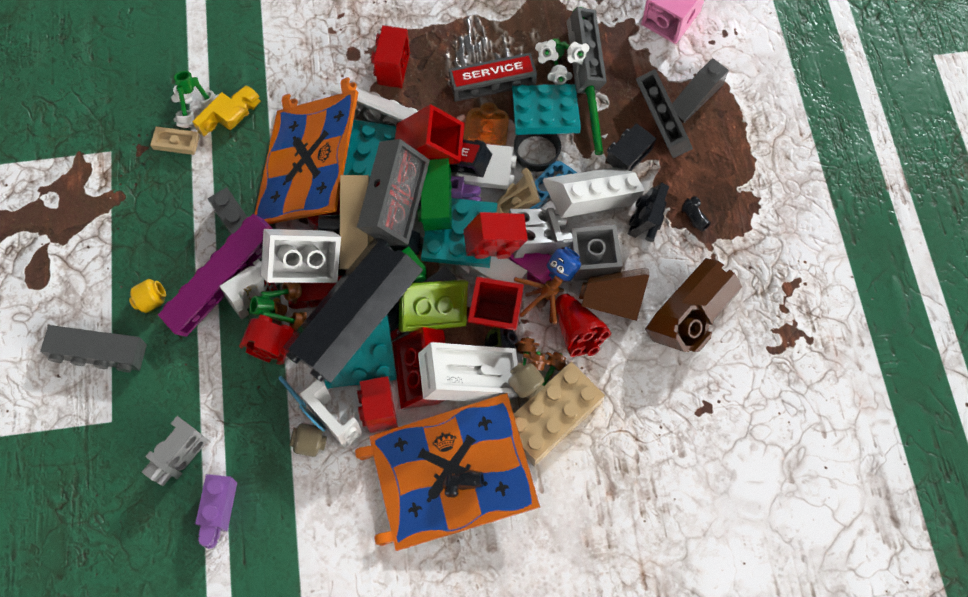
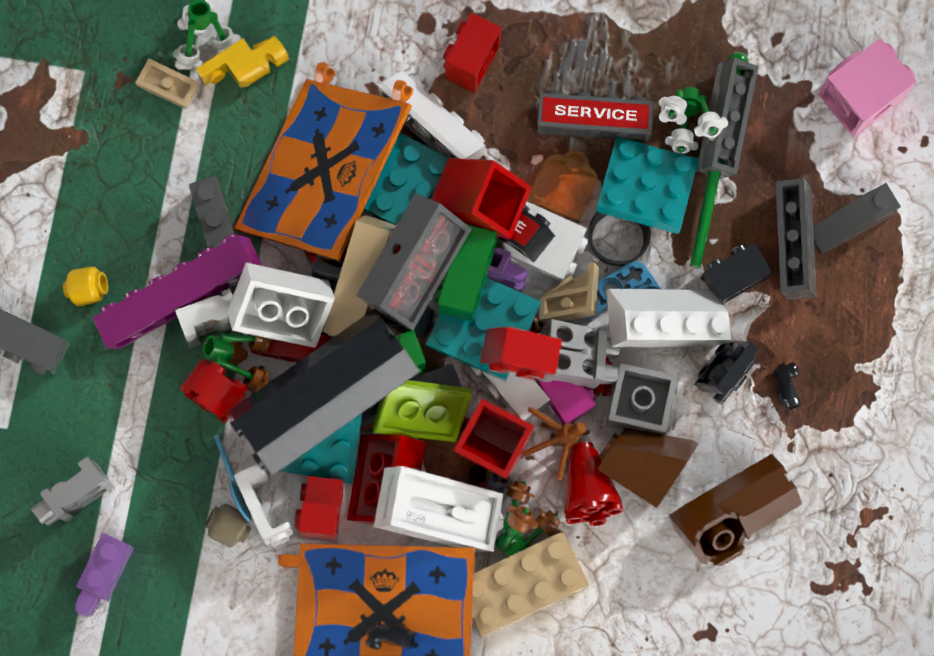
camera: 15 degrees right, 10 degrees up
(526, 380) = (500, 540): dark tan head -> none
(564, 264) = (594, 409): blue head -> none

